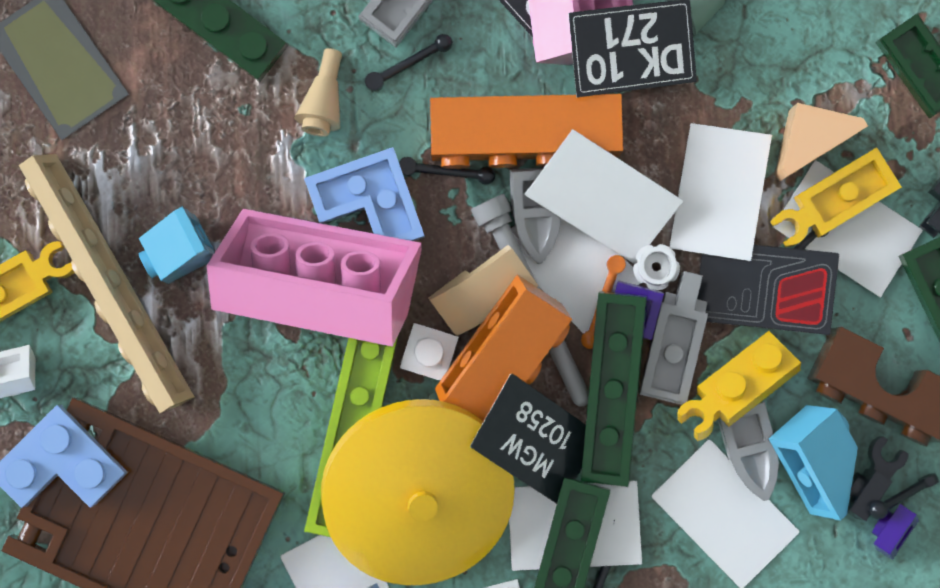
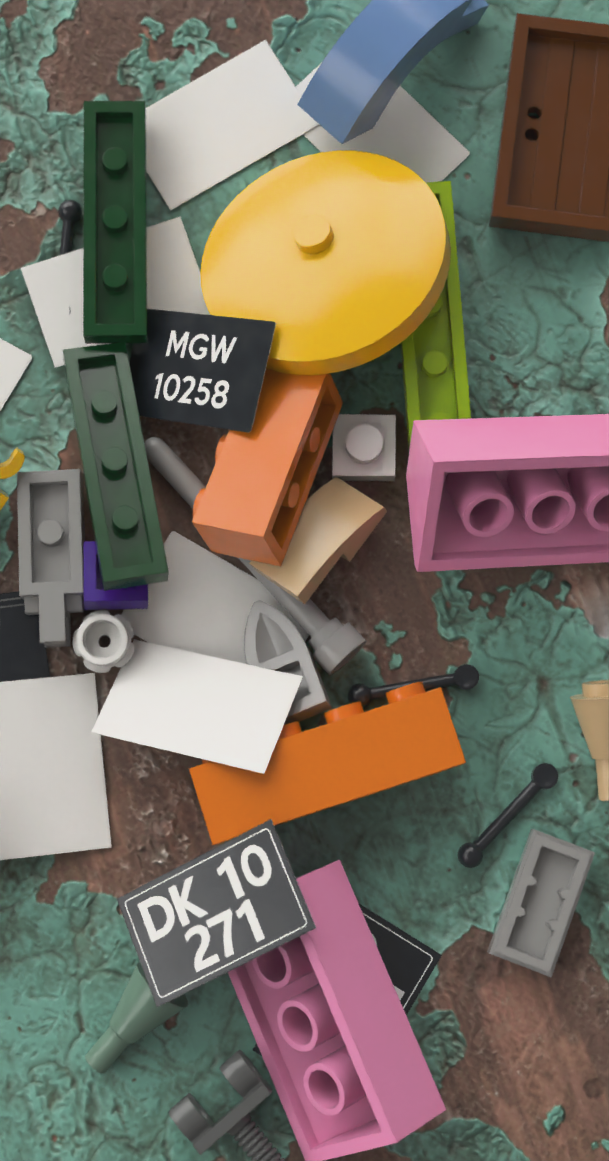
camera: 170 degrees right, 5 degrees down
(371, 185) = (499, 634): light blue plate -> none
(615, 266) = (157, 628): orange hinge -> none

